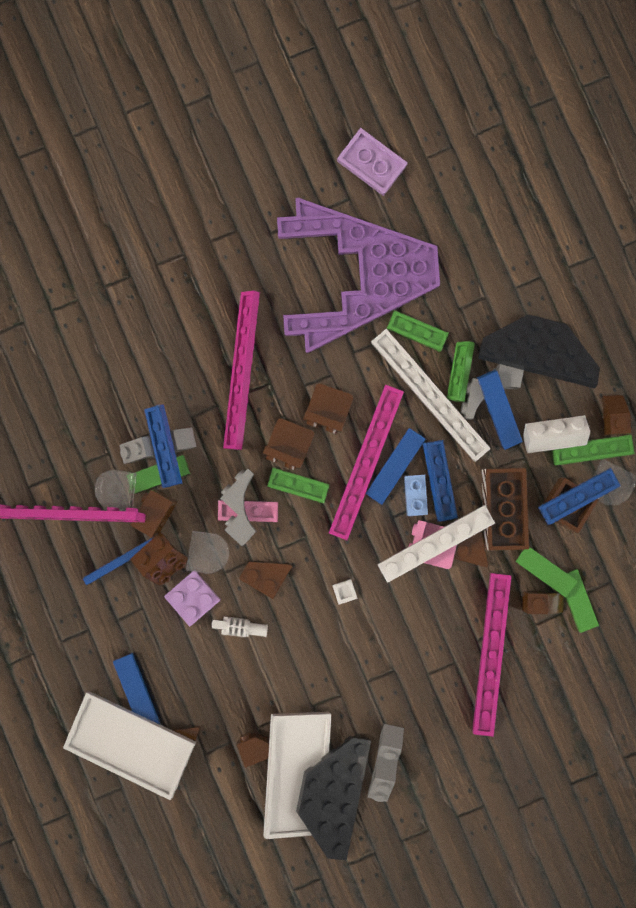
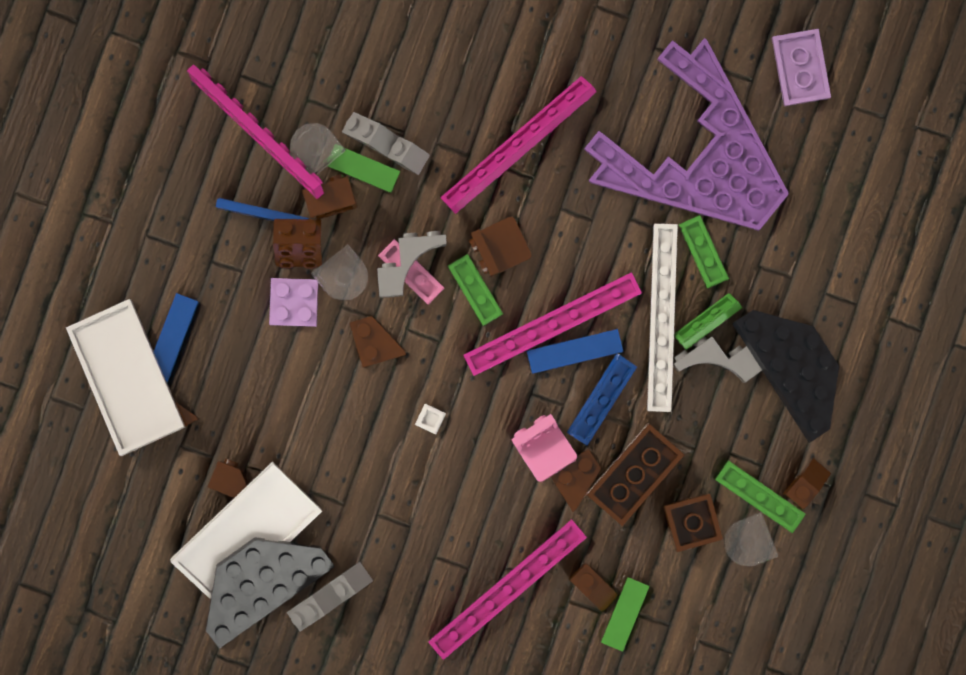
camera: 40 degrees right, 0 degrees up
(163, 446) = (391, 148): blue tile -> none
(239, 627) = (311, 365): white hinge -> none
(328, 408) = (563, 247): reddish brown bracket -> none
(415, 495) = (569, 392): light blue piece -> none
(436, 543) = (547, 447): white plate -> none
(499, 409) = (709, 385): blue tile -> none
(546, 571) = (620, 562): bright green tile -> none
(556, 434) = (739, 451): white brick -> none
(579, 496) = (707, 520): blue tile -> none

